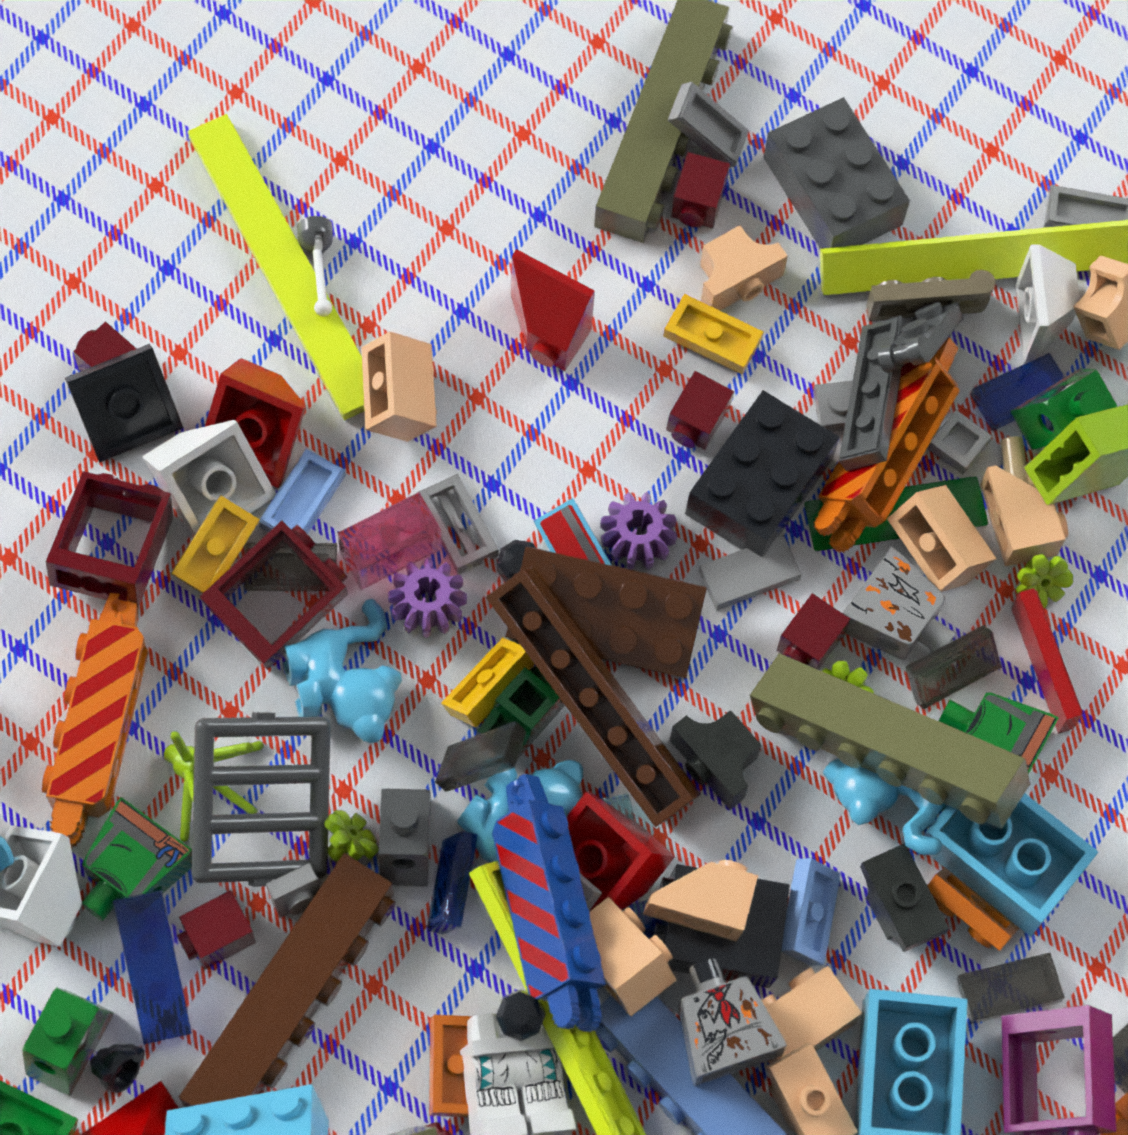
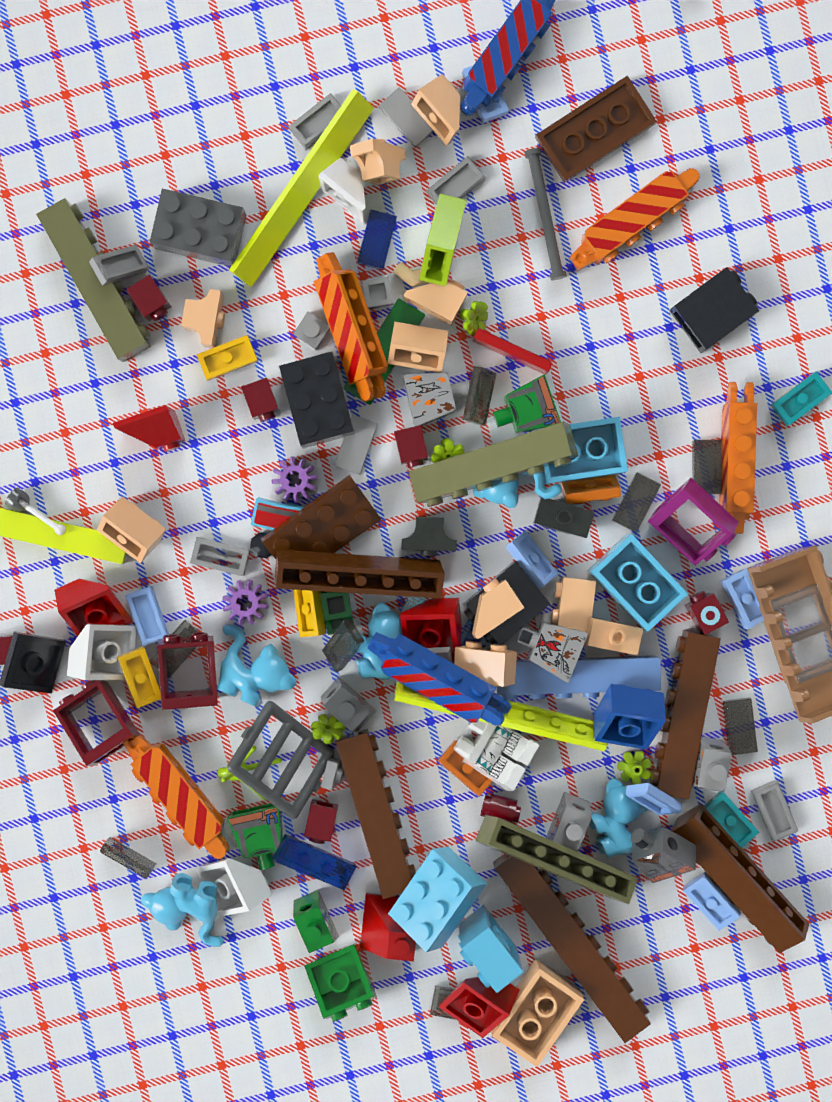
camera: 45 degrees left, 20 degrees up
(117, 1063) = (341, 910): black piece -> none
(389, 540) = (204, 597): clear pink brick -> none
(452, 882) = (386, 703): clear blue tile -> none
(520, 1015) = (476, 732): black tile -> none
(871, 399) = (323, 313): dark grey tile -> none
(898, 299) = (296, 238): dark tan plate -> none
(921, 336) = (316, 267): dark grey plate -> none
(1063, 402) = (406, 230): green torso -> none

